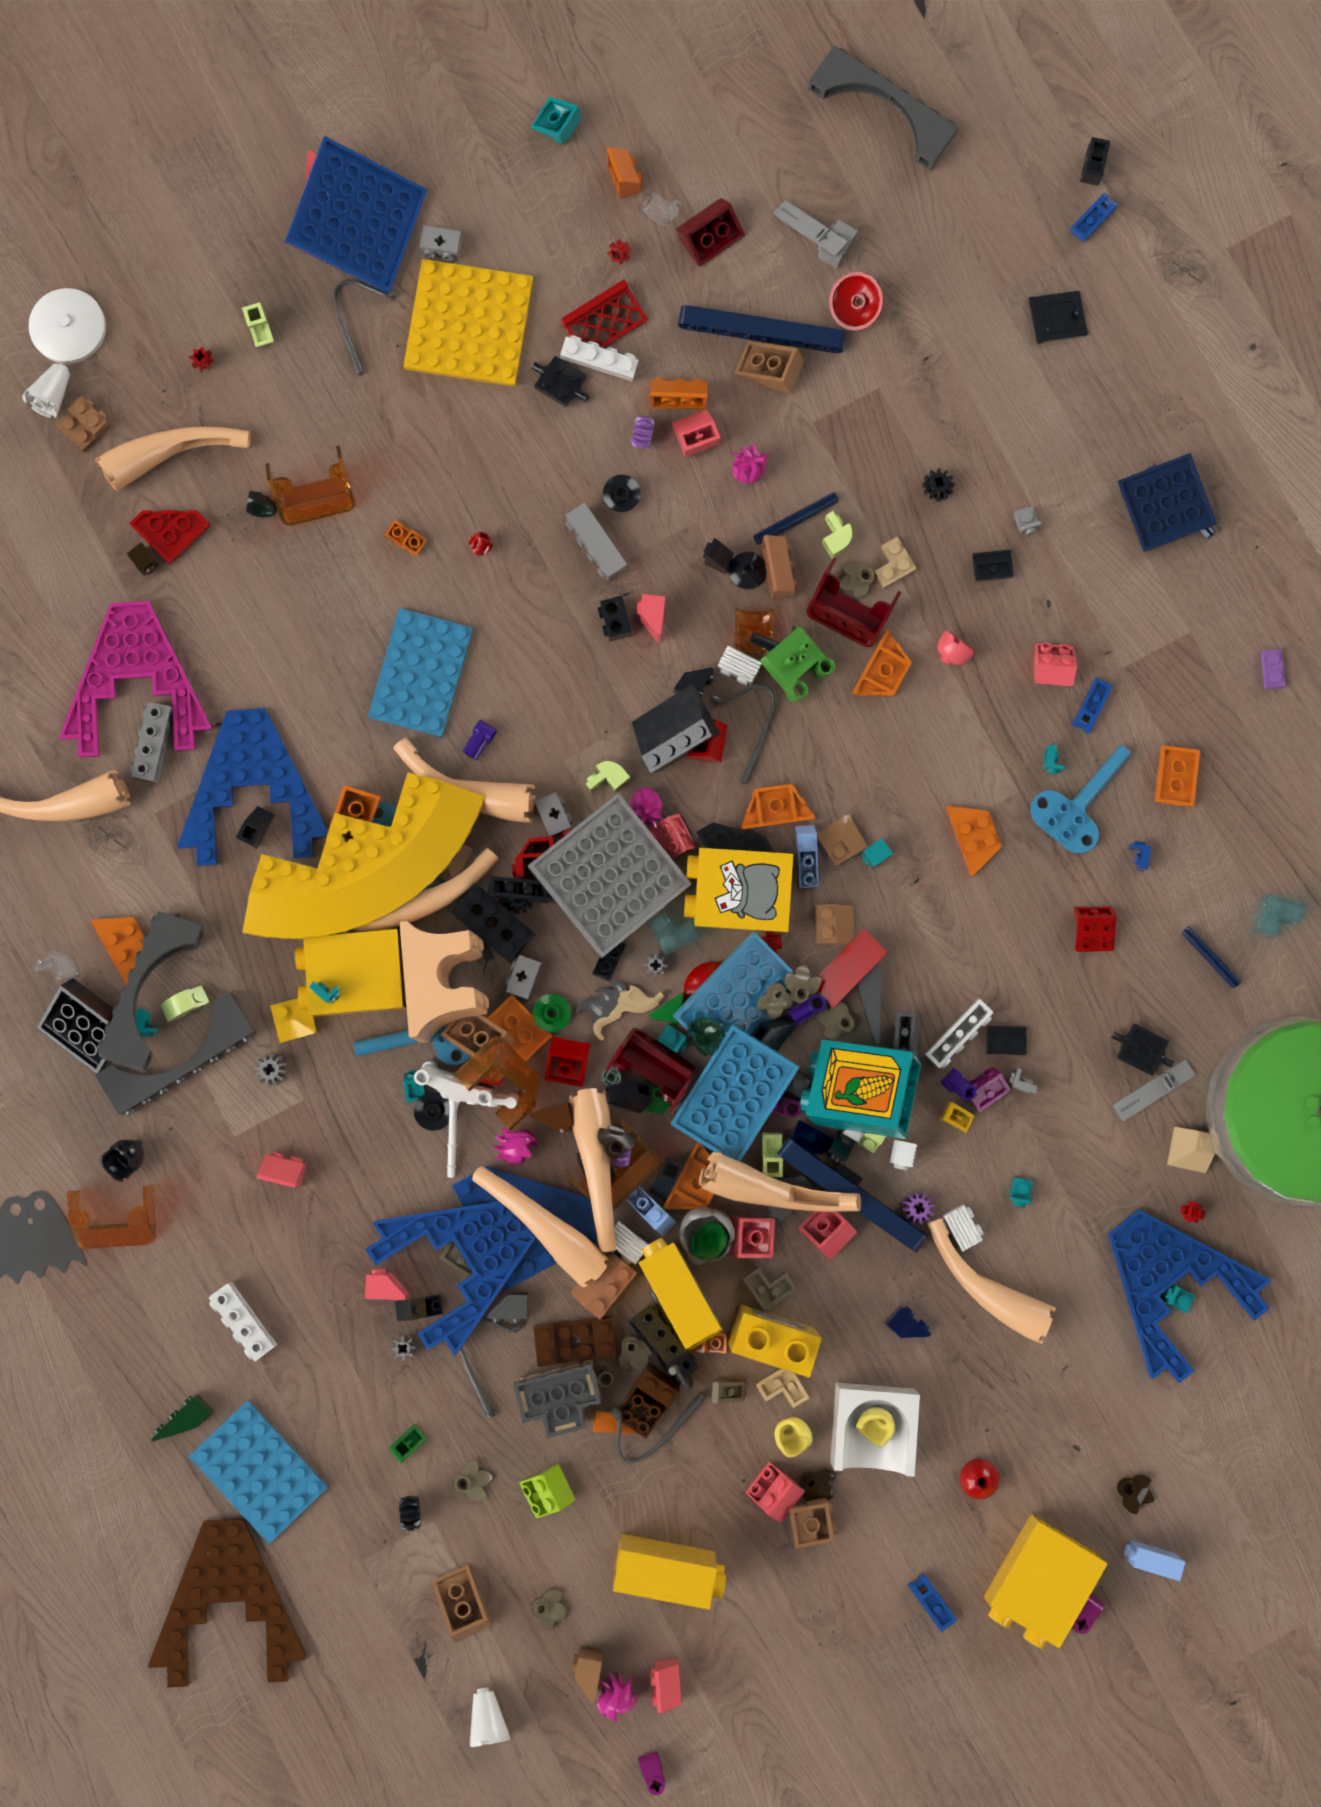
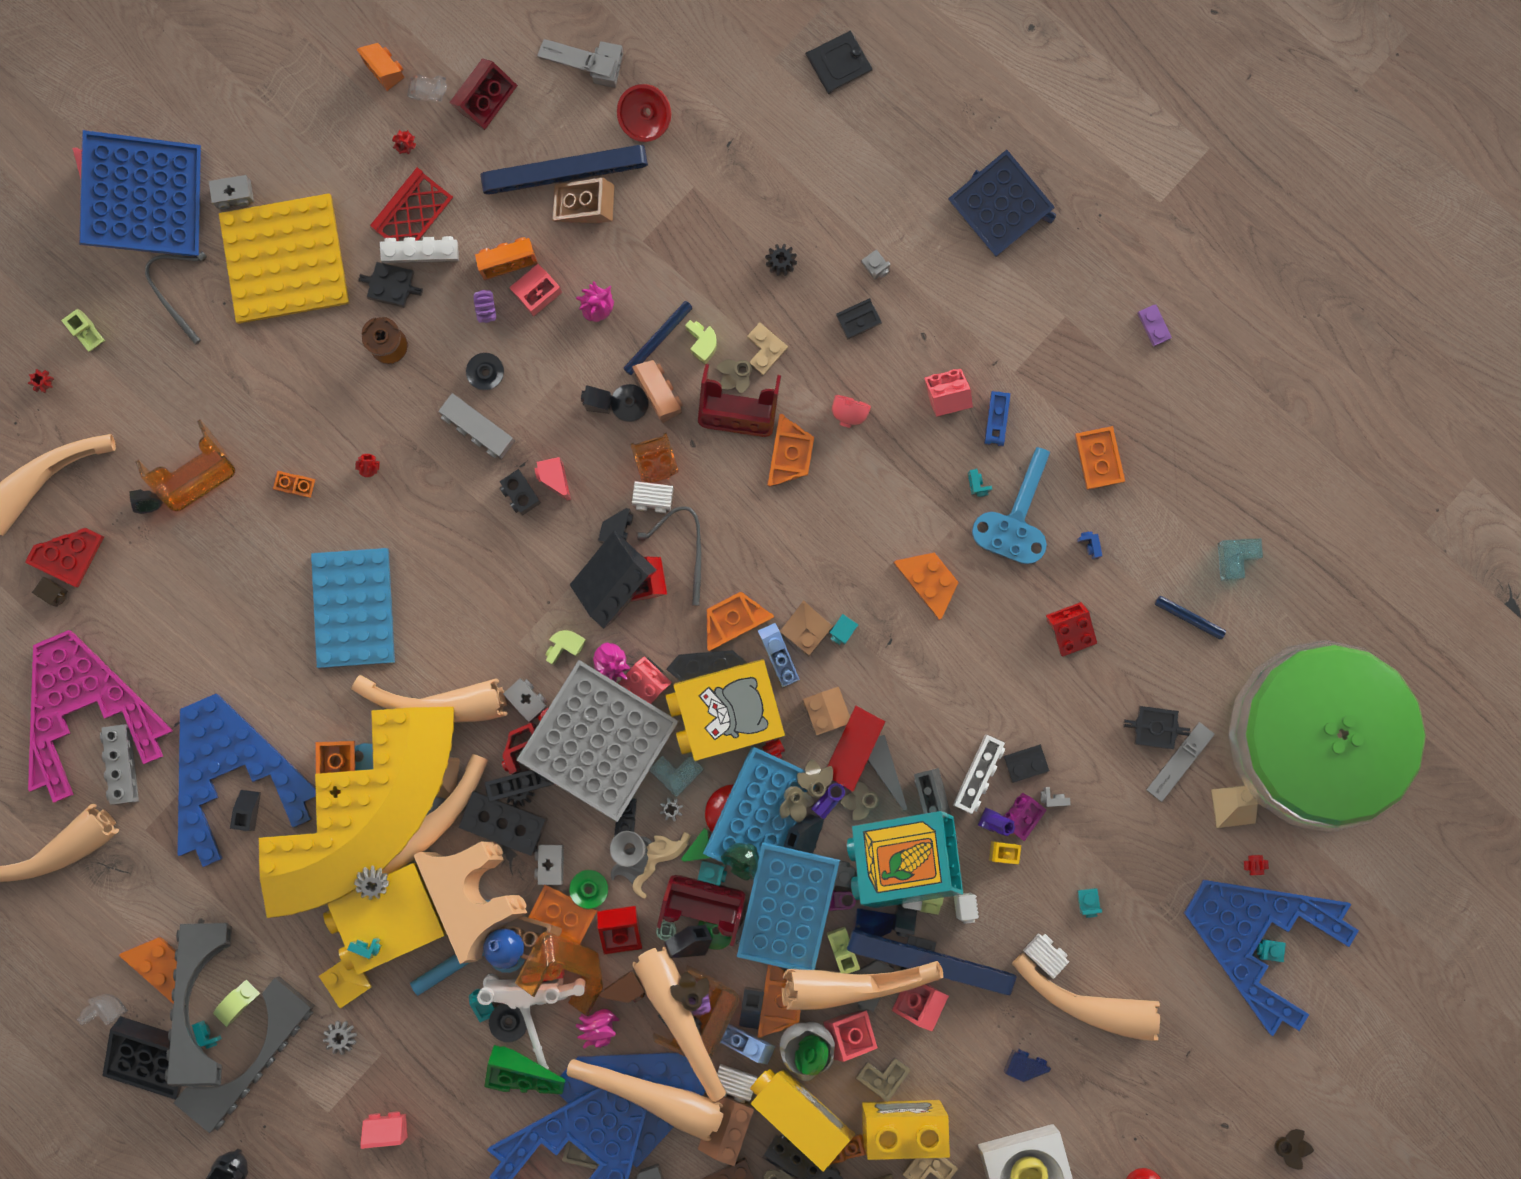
camera: 15 degrees left, 0 degrees up
(359, 929) = (369, 888): none -> light grey gear
(422, 1158) = (514, 1071): none -> green wedge
(453, 1038) = (503, 948): none -> blue cylinder
(482, 734) = (431, 648): dark purple piece -> none
(538, 430) = (384, 340): none -> reddish brown piece
(557, 120) = (302, 36): teal slope -> none
(597, 978) = (617, 848): none -> light grey piece
(791, 659) = (699, 474): bright green piece -> none
(912, 1211) = (993, 957): medium lavender gear -> none

